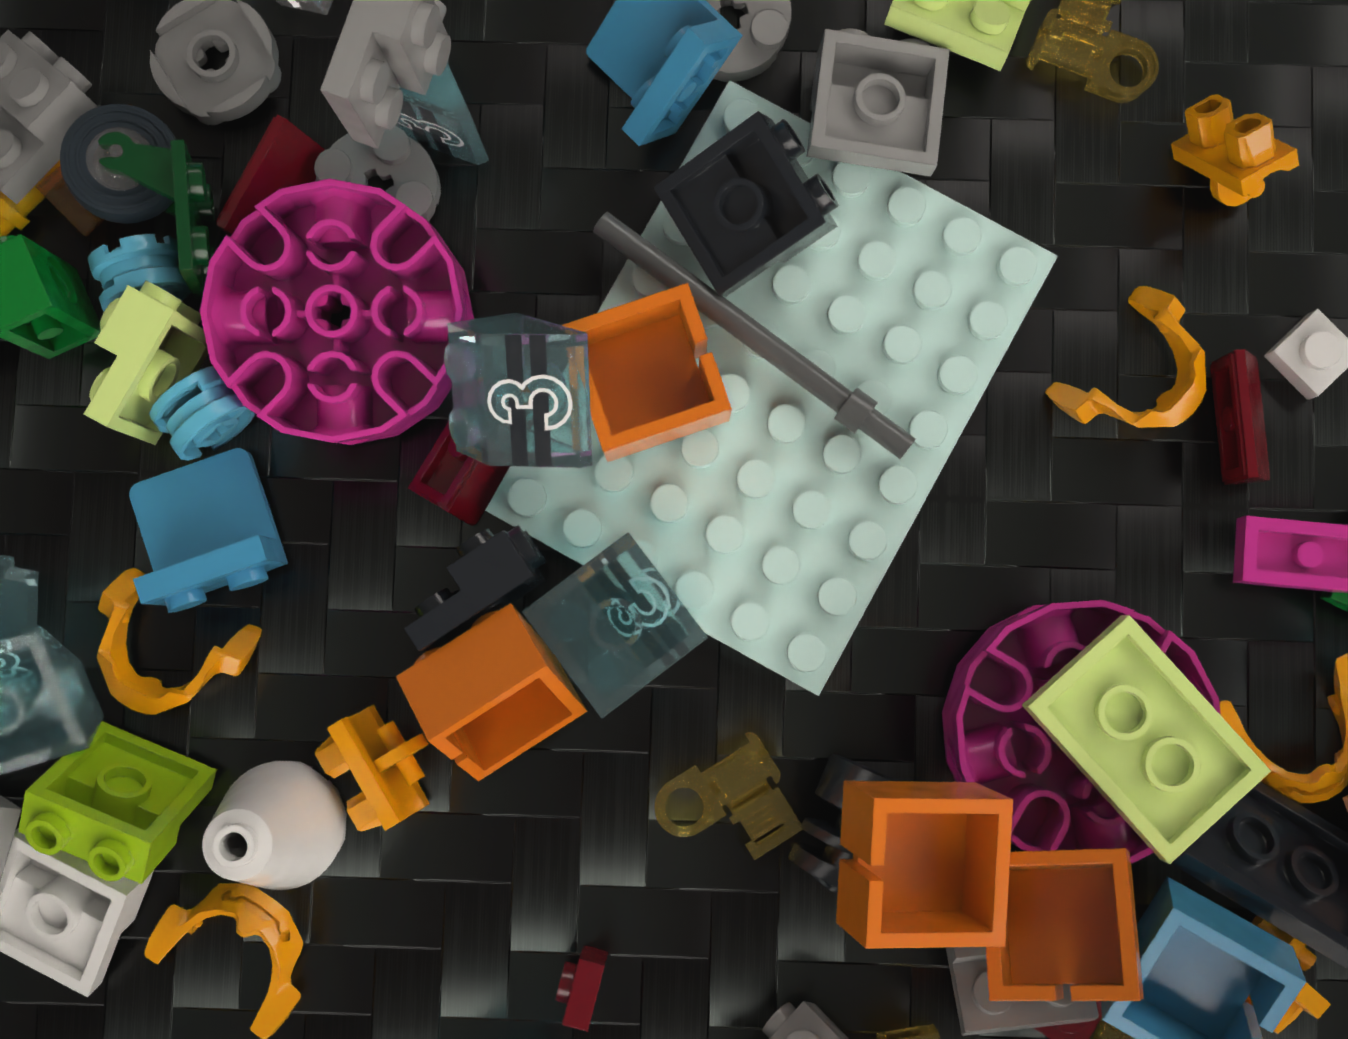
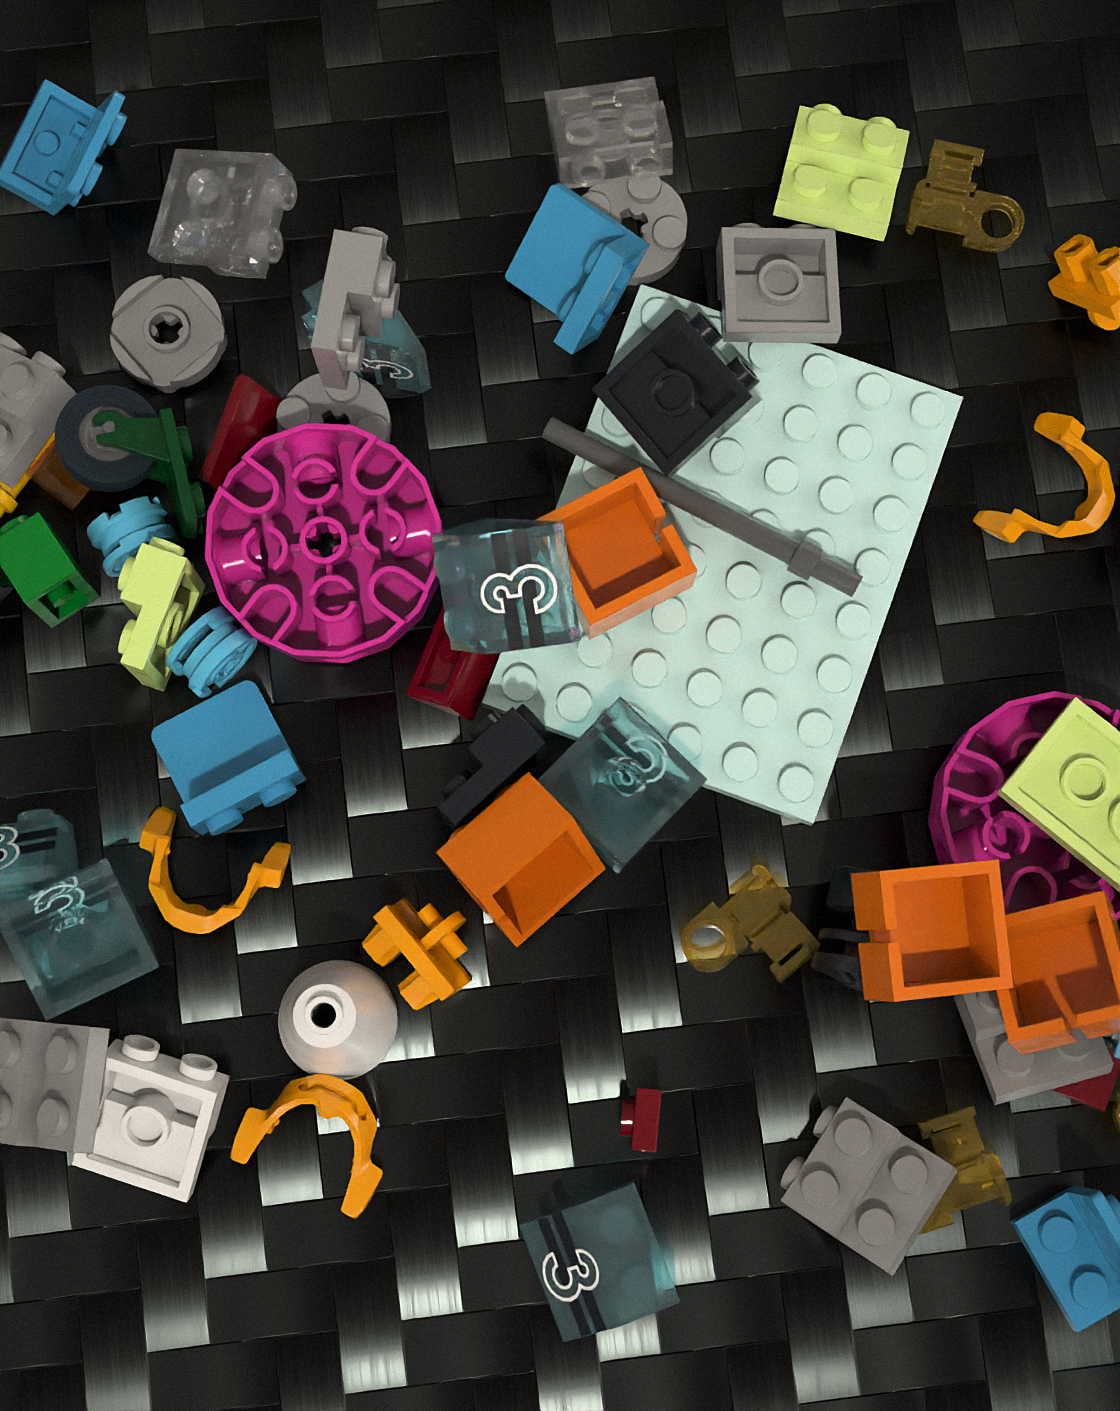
camera: 15 degrees left, 5 degrees down
(114, 804) = (191, 1014): lime plate -> none

